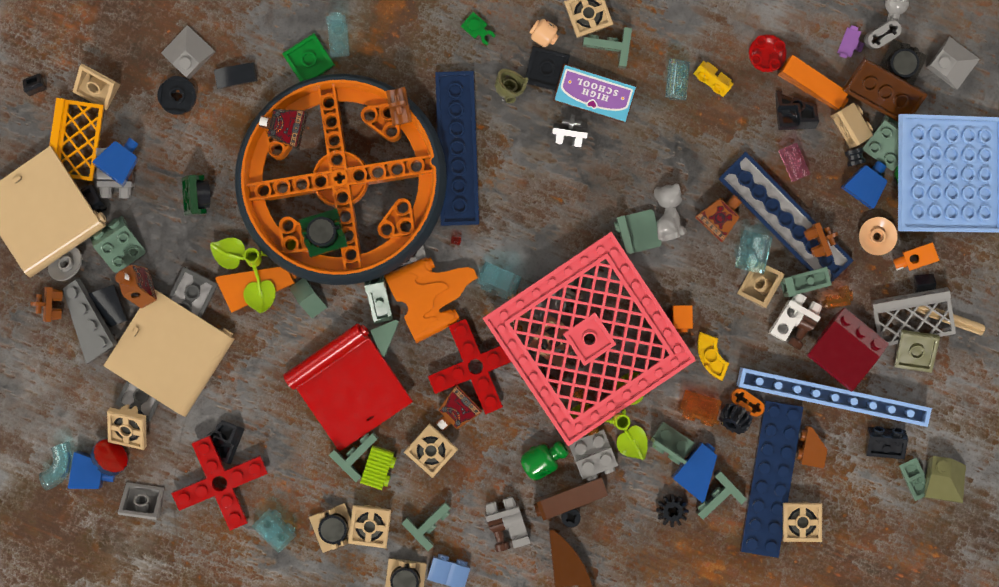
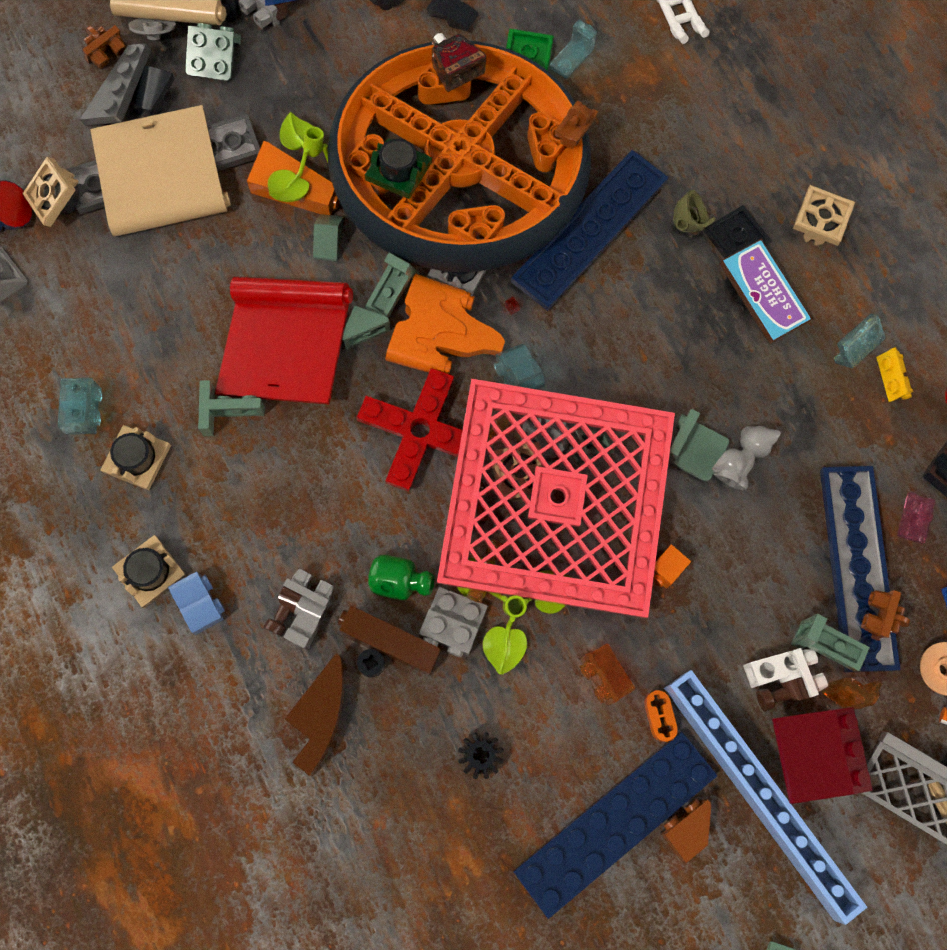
camera: 40 degrees right, 15 degrees down
(136, 285) = (189, 83): dark orange torso -> none
(195, 195) = (319, 63): dark green piece -> none
(224, 496) = (85, 299): red piece -> none
(226, 440) = (121, 288): black slope -> none
(369, 526) = (169, 484): tan piece -> none
(377, 467) = (233, 438): lime brick -> none
(427, 526) = (223, 537): sand green bracket -> none
(431, 450) = (299, 467): tan piece -> none
(457, 409) = (363, 453): torso -> none
(476, 27) = (703, 149): green plate -> none
(544, 32) = (764, 200): light nougat head -> none
(572, 128) = (718, 311): dark grey hips -> none
(612, 44) = (818, 263): sand green bracket -> none
(673, 442) = (545, 684): sand green bracket -> none
(697, 471) = (544, 737): blue slope -> none
(710, 356) = (662, 634): yellow tile -> none
(719, 495) = (546, 786): sand green bracket -> none
(720, 216) = (794, 503): torso -> none
(735, 418) = (635, 718): black gear -> none
(753, 252) = (799, 568): clear light blue bracket -> none
(761, 287) = (779, 607): tan slope -> none
(802, 522) = (610, 902): tan piece -> none
(886, 442) = (778, 902): black bracket -> none
(916, 351) = (894, 829): olive tile -> none

